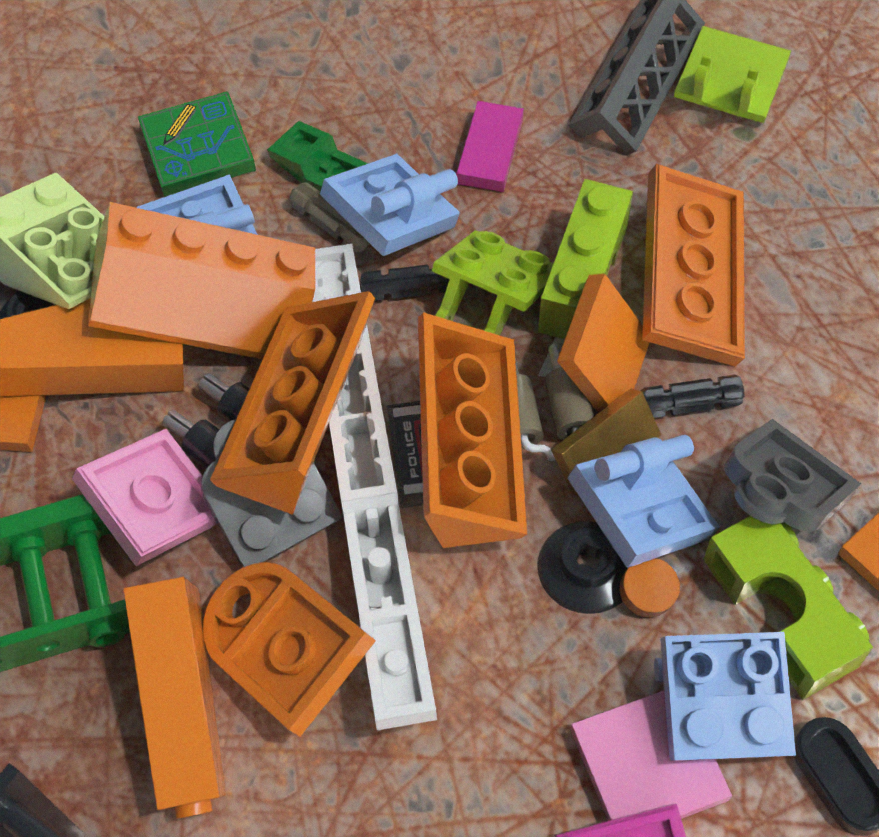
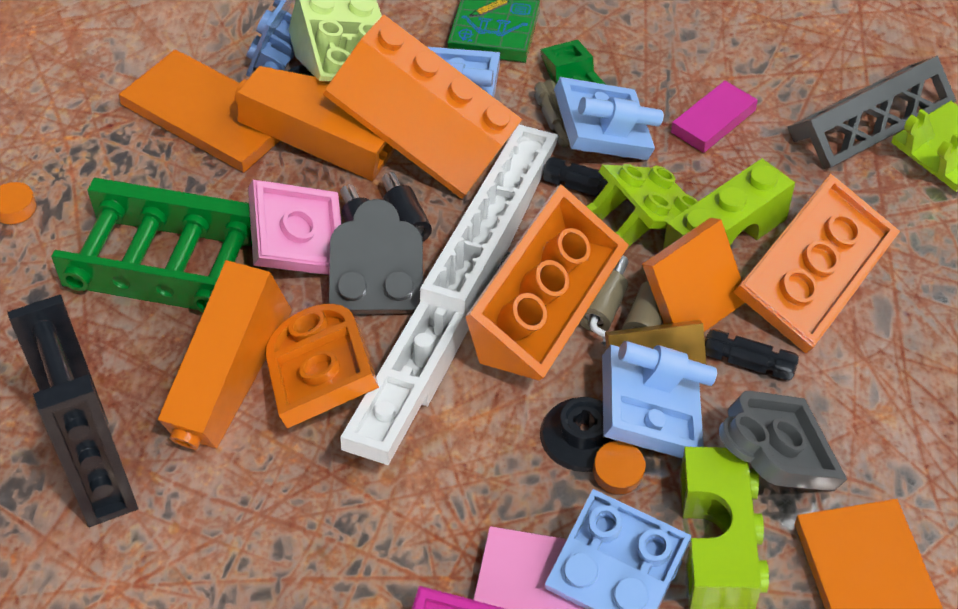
camera: 30 degrees right, 10 degrees down
(292, 400) = (433, 207): orange slope -> none

